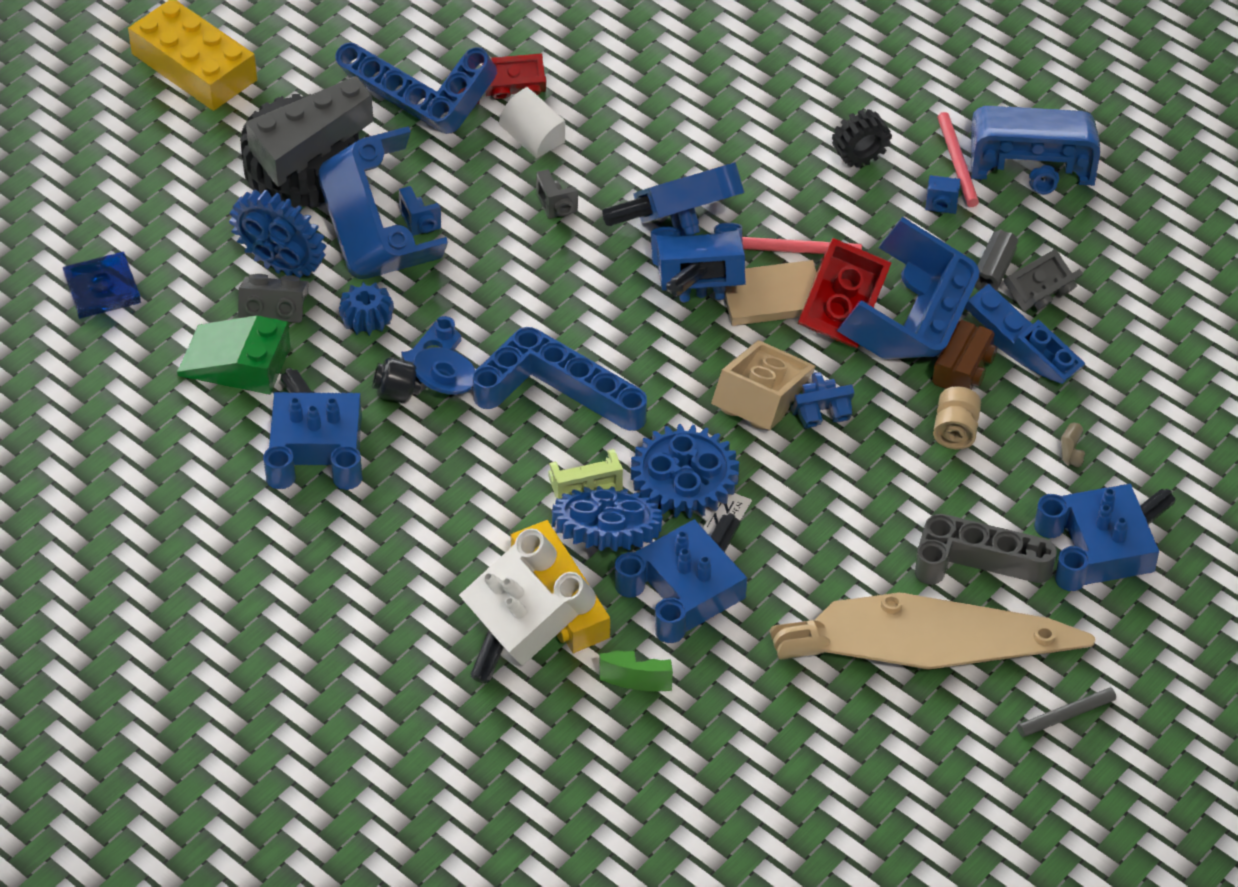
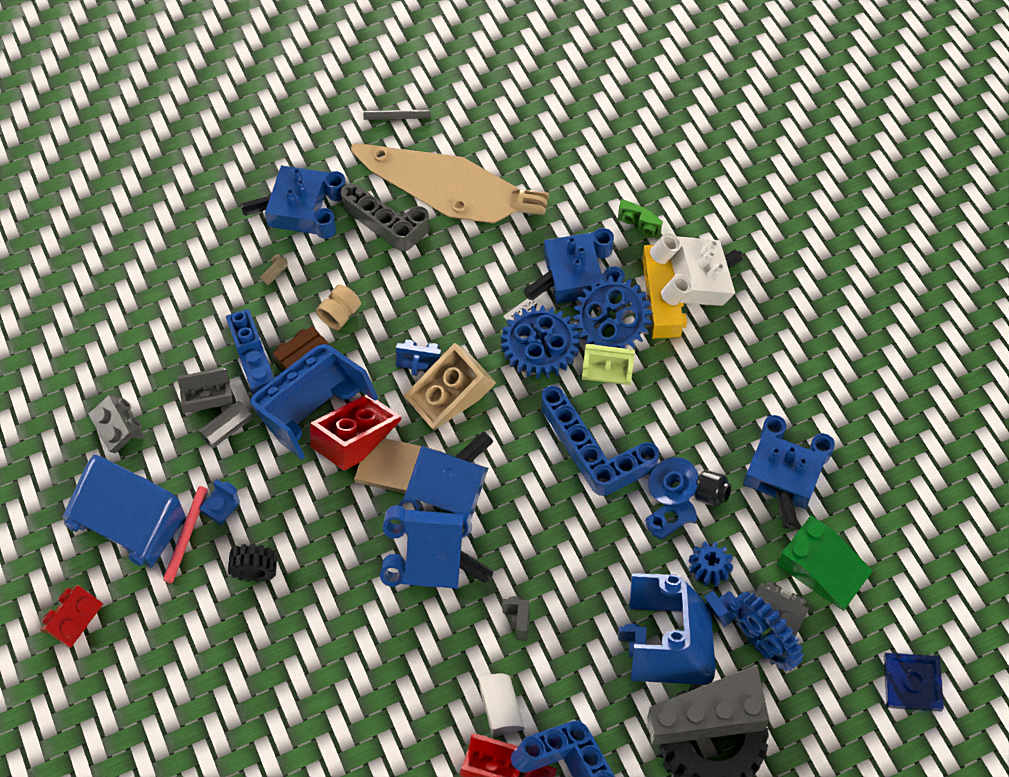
camera: 155 degrees left, 10 degrees up
(337, 266) = (721, 606): none -> blue bracket
(785, 245) = (350, 498): coral bar -> none
(1014, 54) = (71, 615): none -> red bracket
(1115, 225) = (116, 423): none -> dark grey bracket

